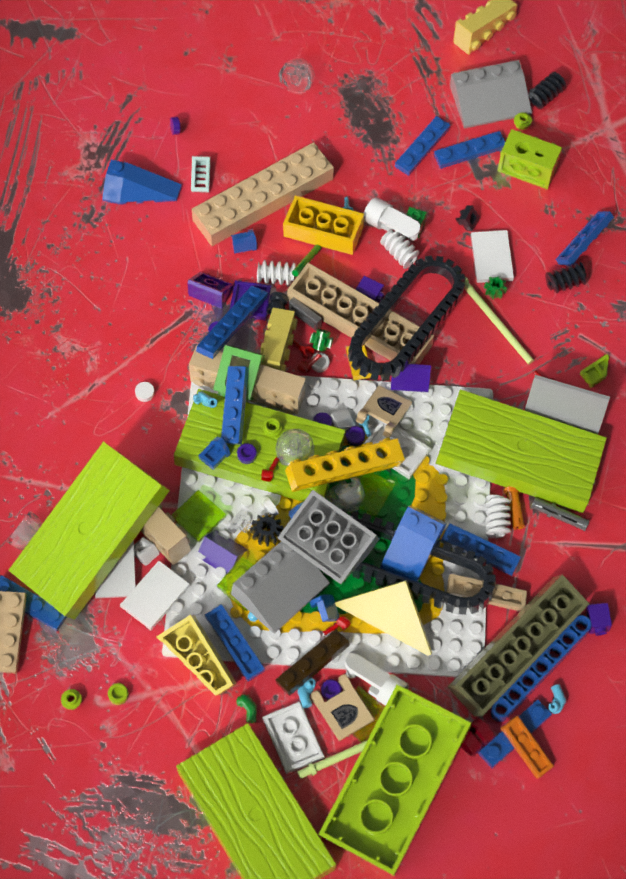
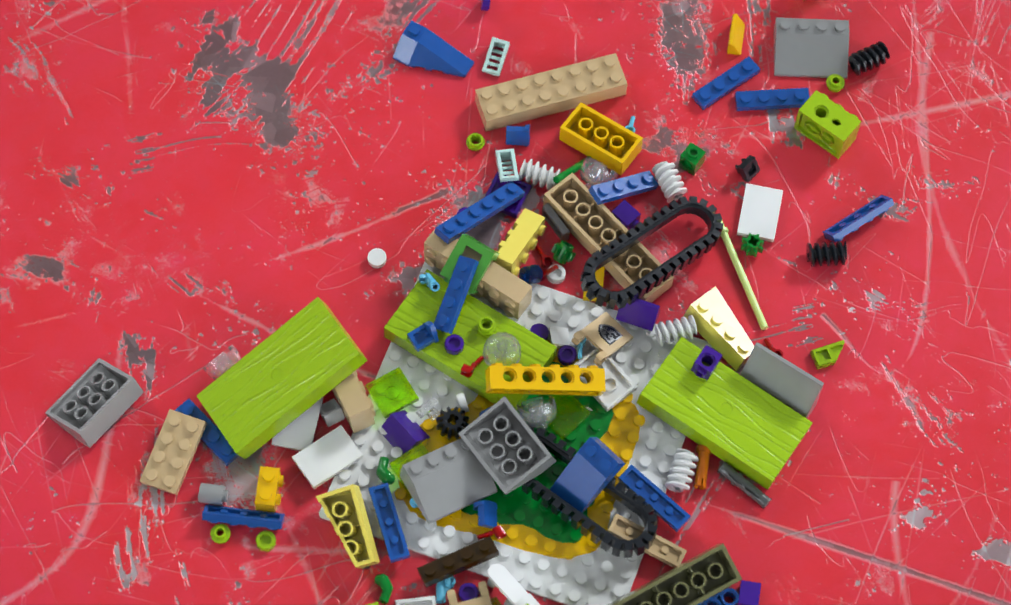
camera: 15 degrees right, 0 degrees up
(52, 662) = (212, 494): none -> light grey brick
(89, 676) = (240, 516): none -> blue plate
(105, 642) = (268, 488): none -> yellow brick
(205, 253) = (475, 137): none -> lime plate
(209, 289) = (470, 173): dark purple slope -> none
(213, 595) = (383, 473): none -> green arm
(238, 263) = (504, 155): none -> light aqua slope
(278, 300) = (532, 203): black wheel -> none
(301, 365) = (531, 274): none -> clear blue wheel
(330, 259) = (595, 172): none -> clear cylinder
(359, 264) = (623, 187): none -> plate
(384, 216) = (663, 145): white piece -> none
(391, 611) = (548, 534): light yellow tile -> none
(417, 100) = (736, 35): none -> yellow slope
(451, 383) = (675, 329): none -> white piece
(492, 372) = (721, 328): none -> wedge
(495, 401) = (707, 355): none -> dark purple brick

